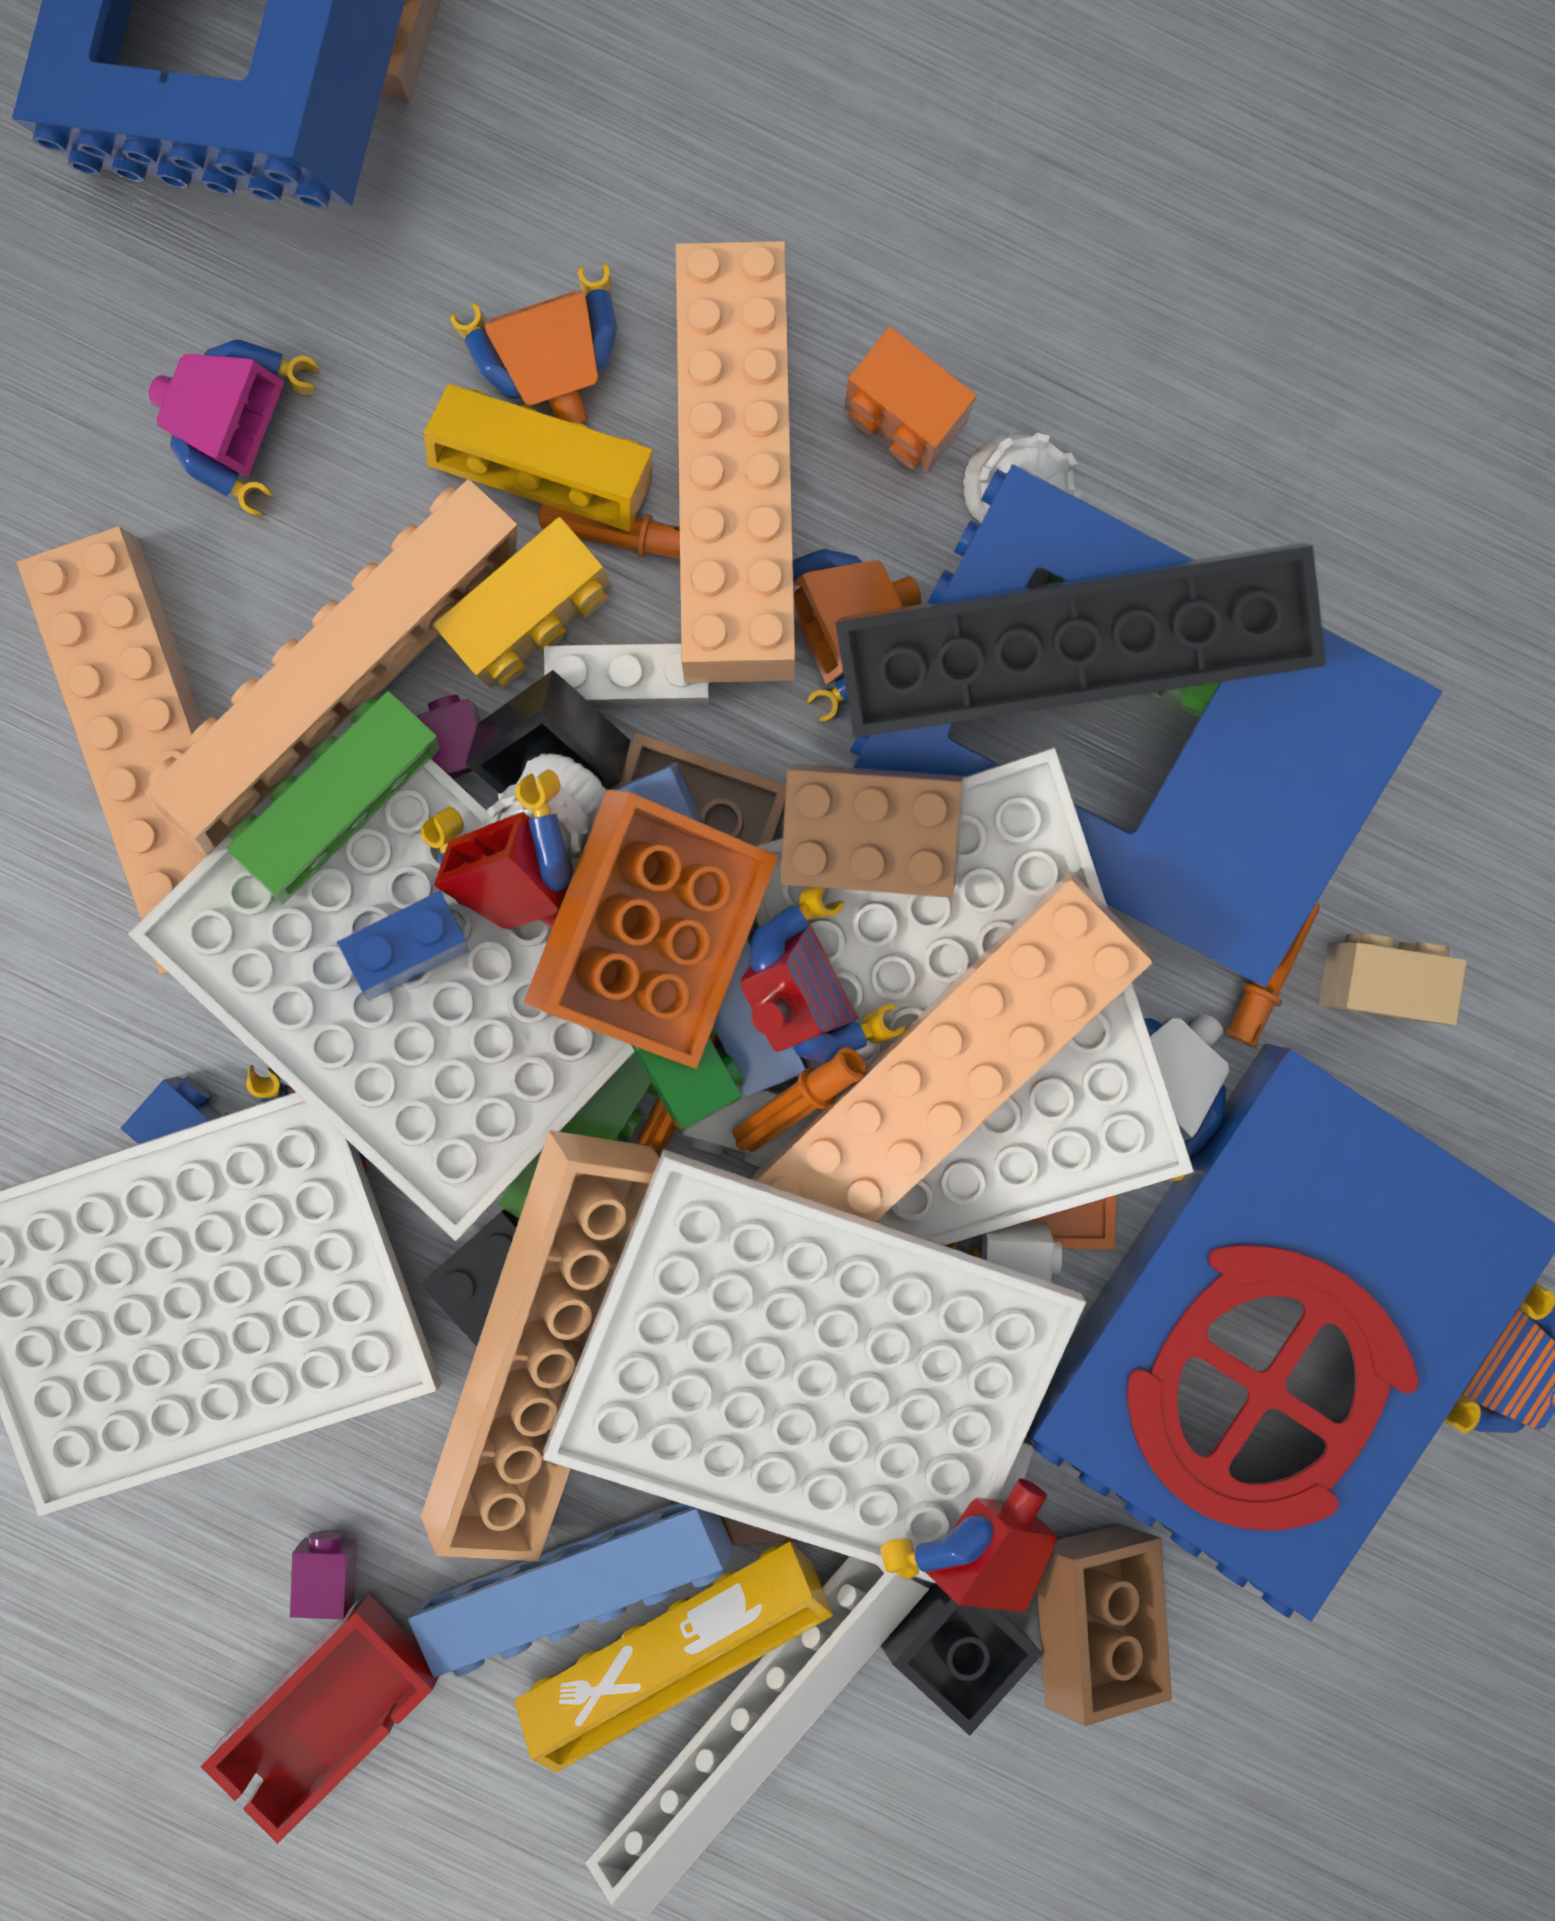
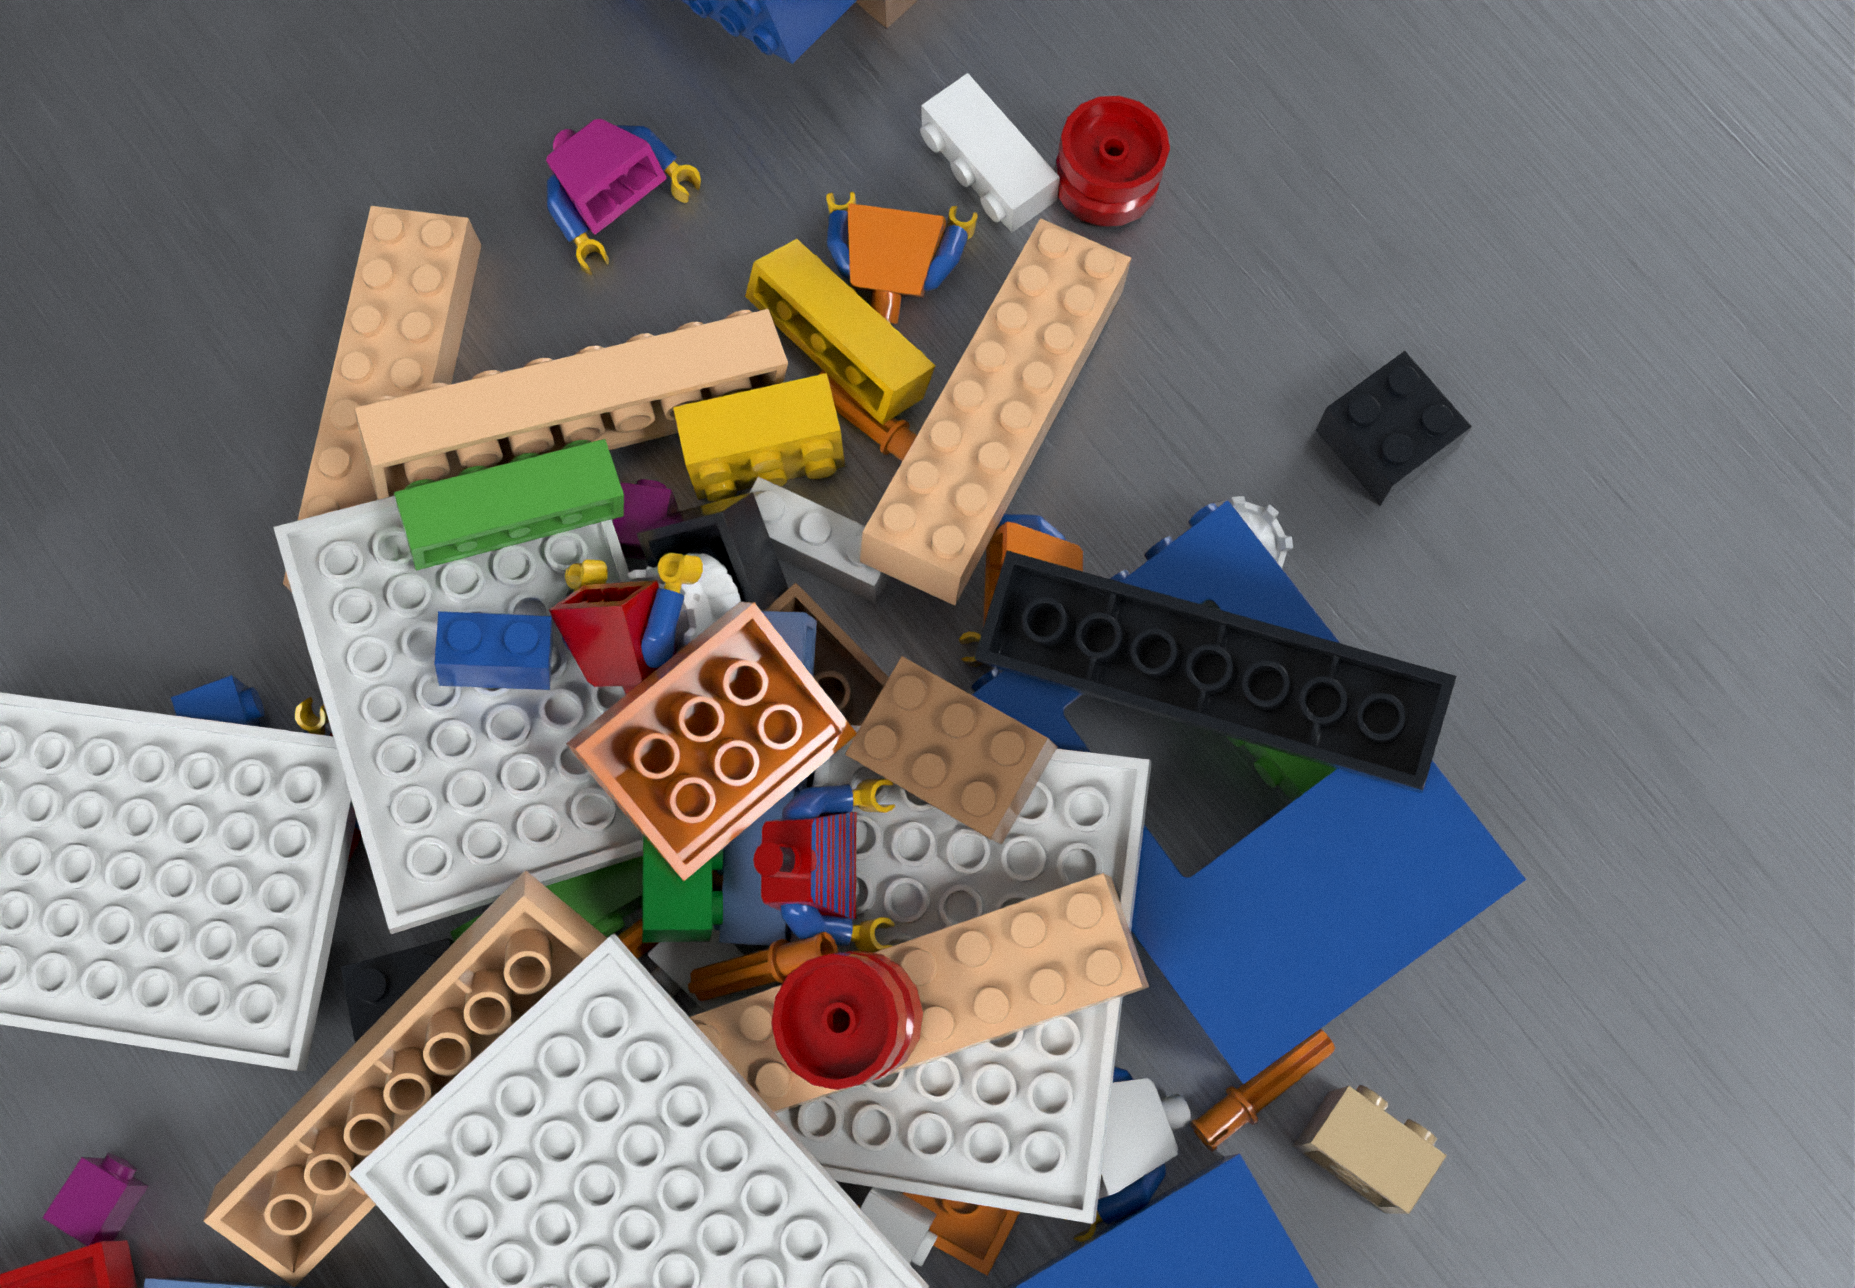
camera: 25 degrees right, 15 degrees down
(584, 193) = (988, 153): none -> white brick
(711, 142) = (1111, 160): none -> red wheel
(904, 1153) = (815, 1011): none -> red wheel
(907, 401) = (1171, 431): orange brick -> none
(1112, 288) = (1392, 427): none -> black brick

